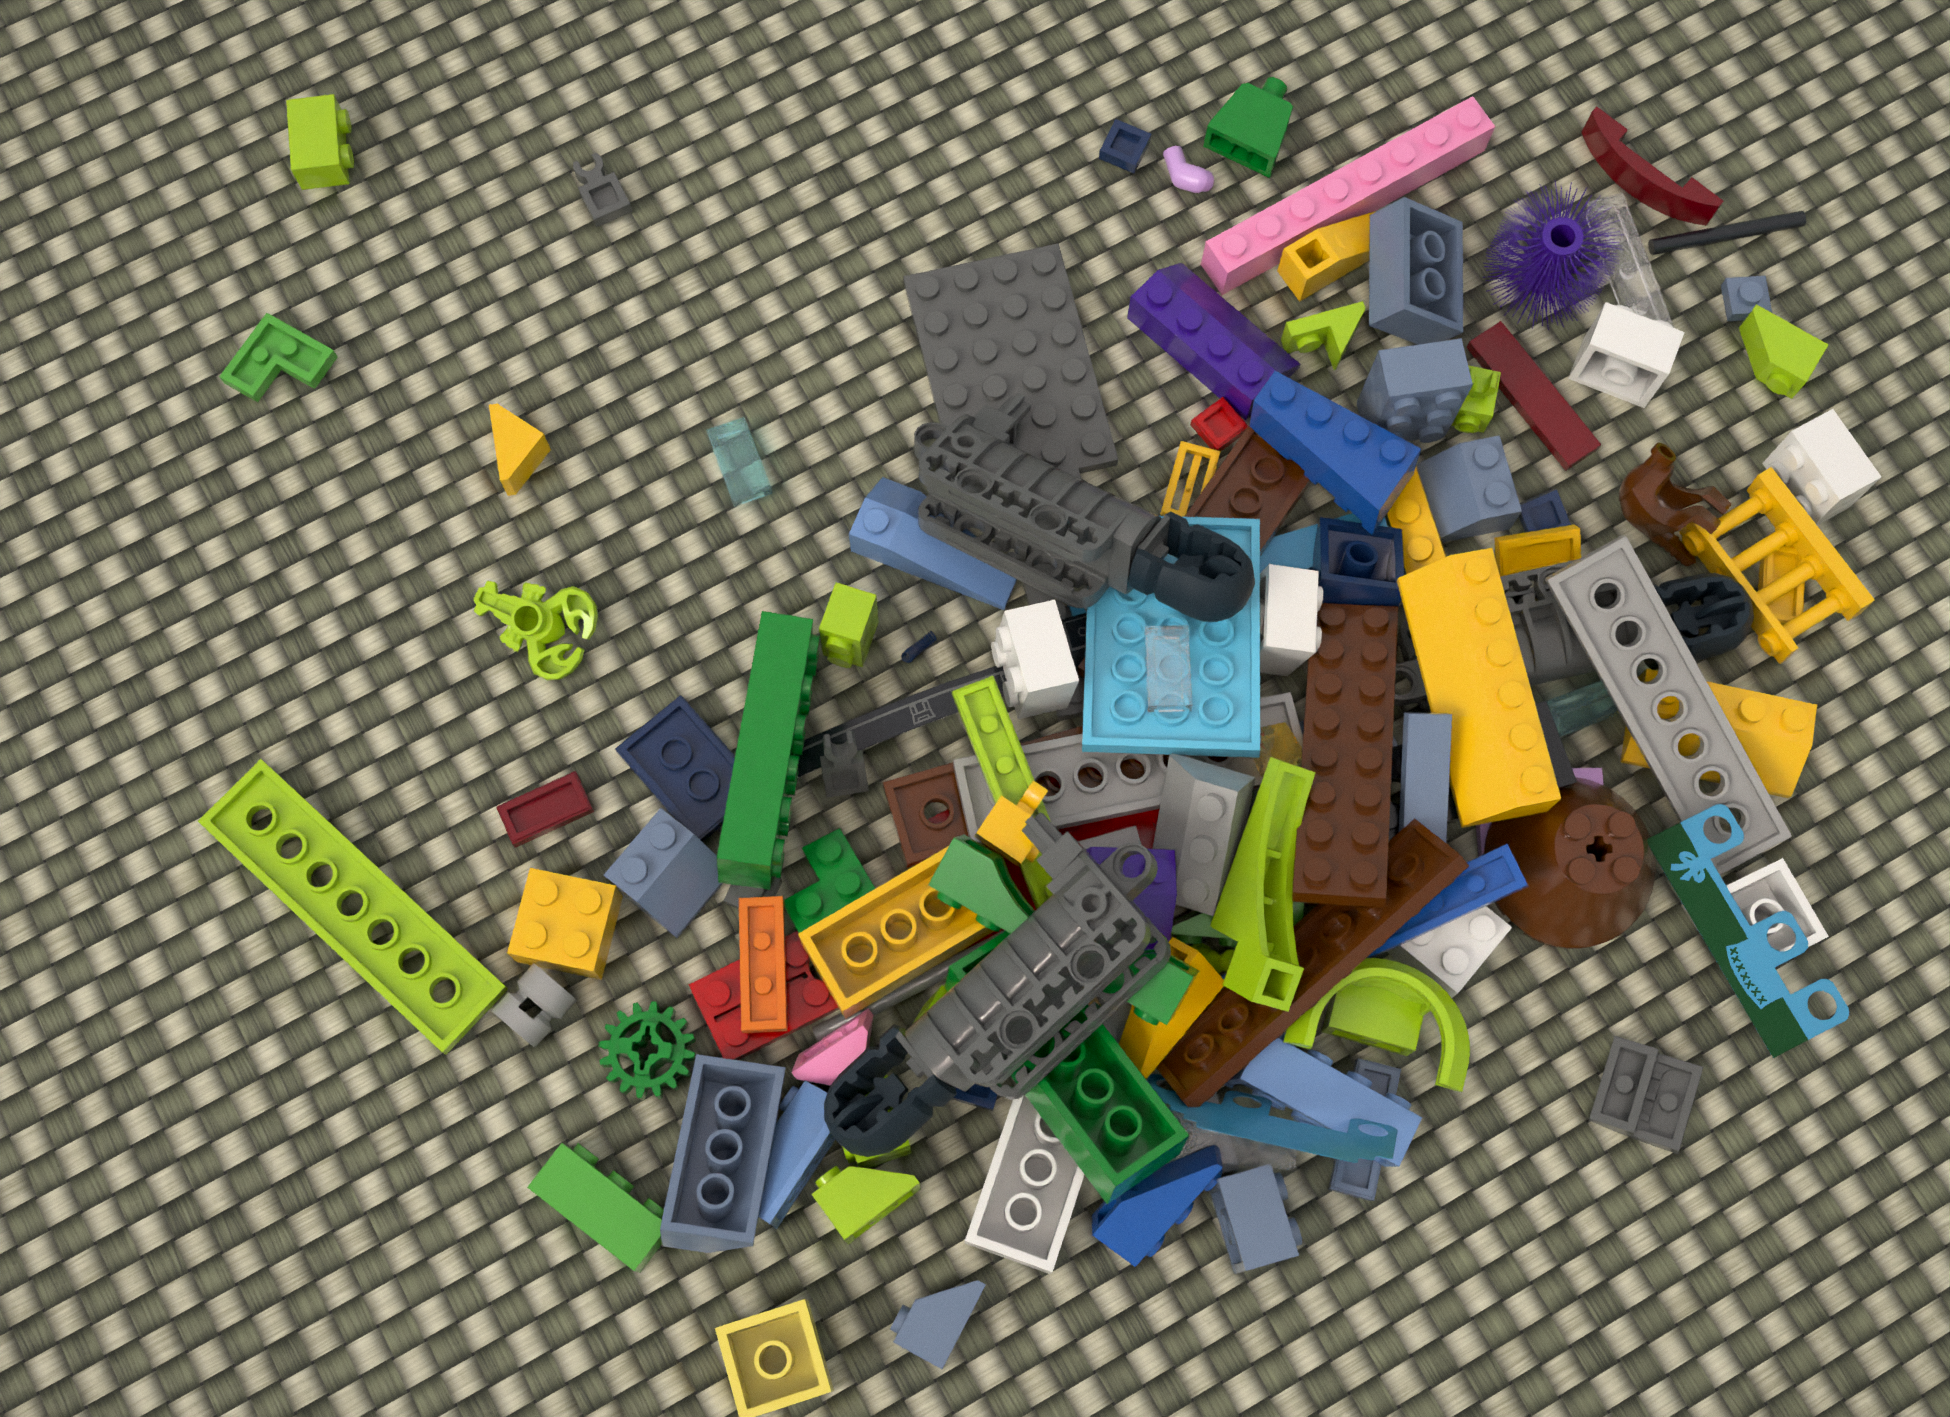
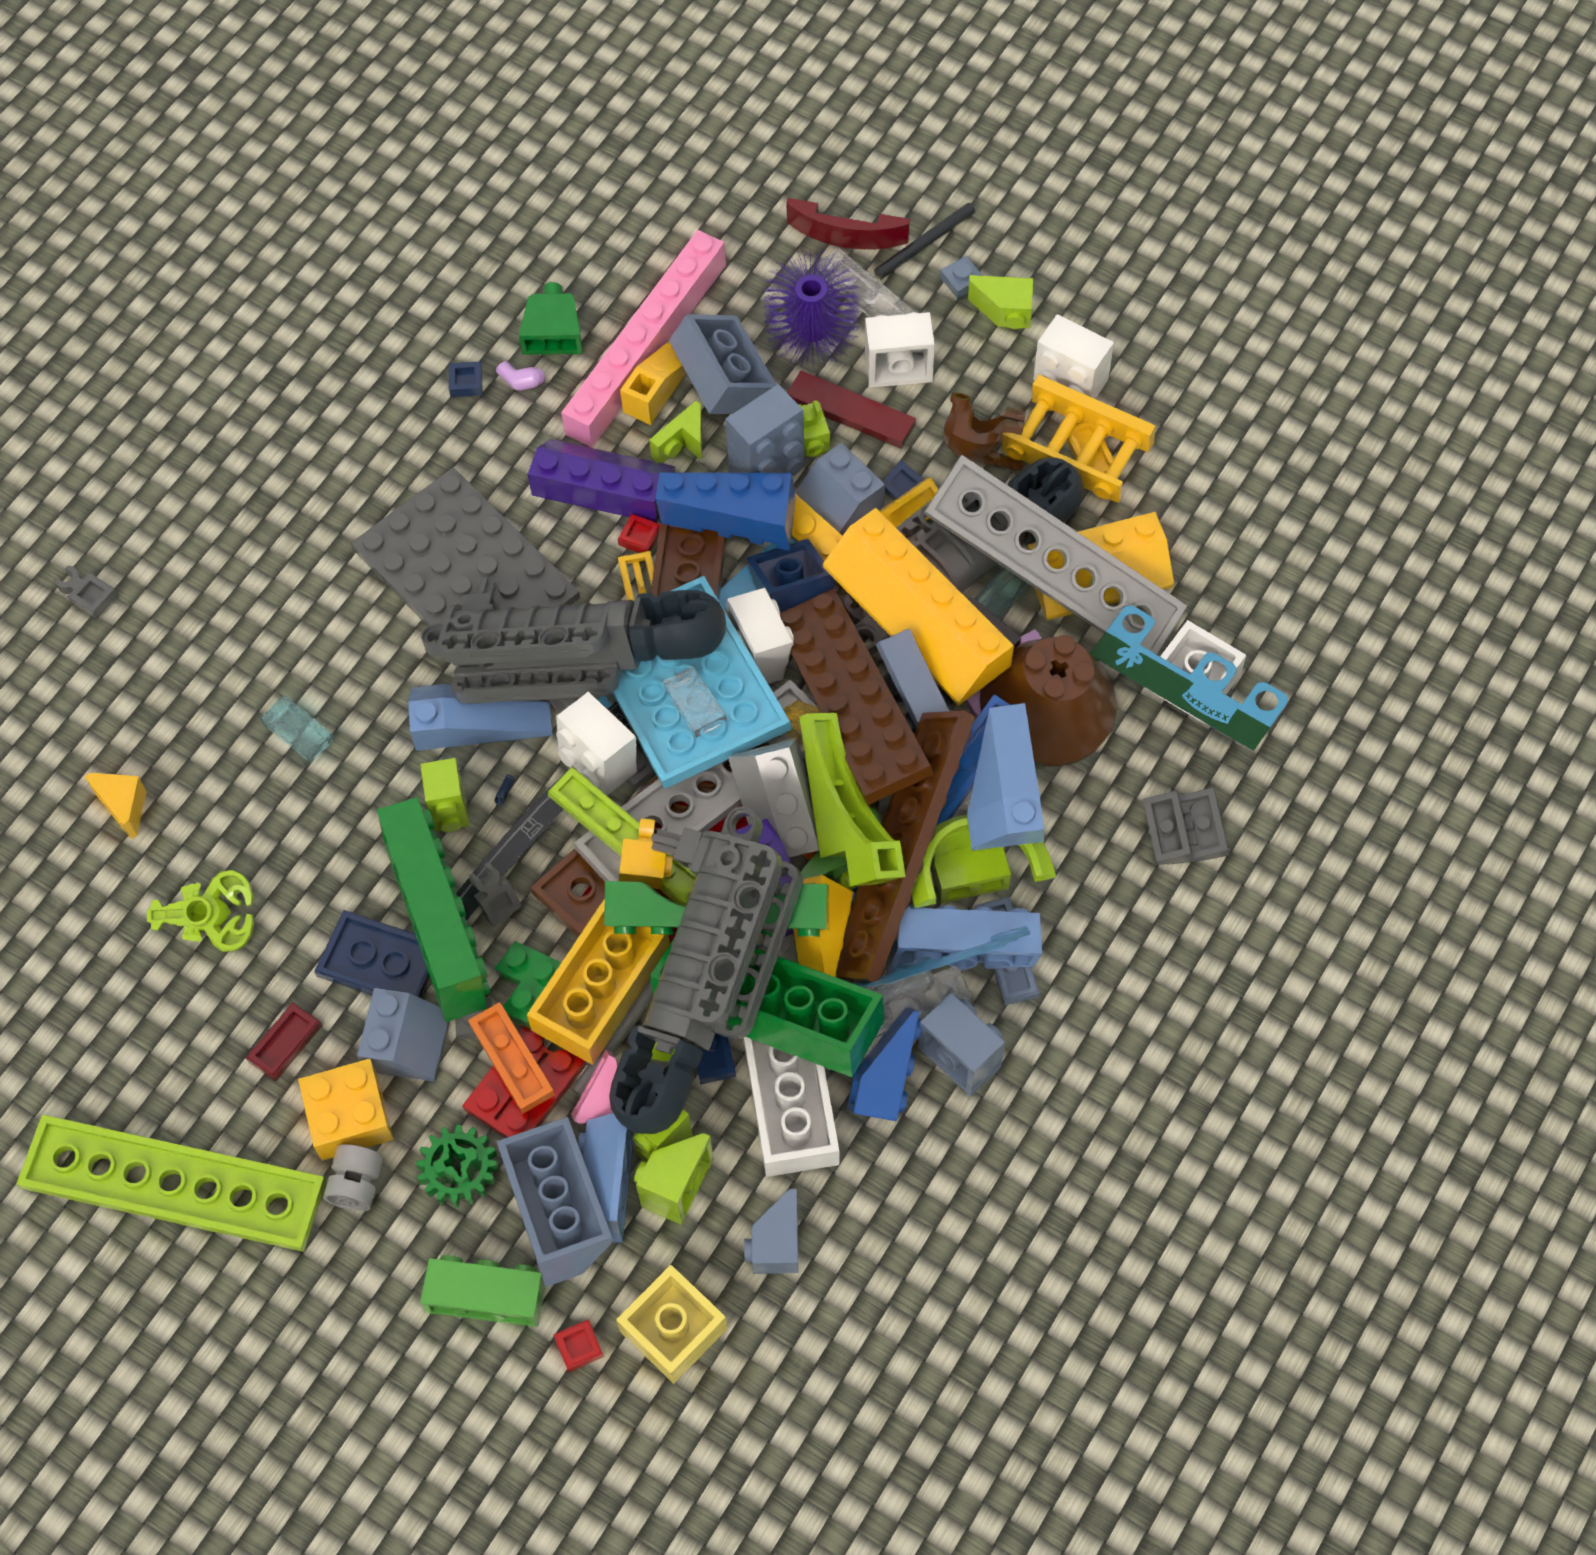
camera: 25 degrees left, 10 degrees down
(670, 1319) = (578, 1345): none -> red tile
(1459, 964) = (1005, 787): none -> medium blue wedge

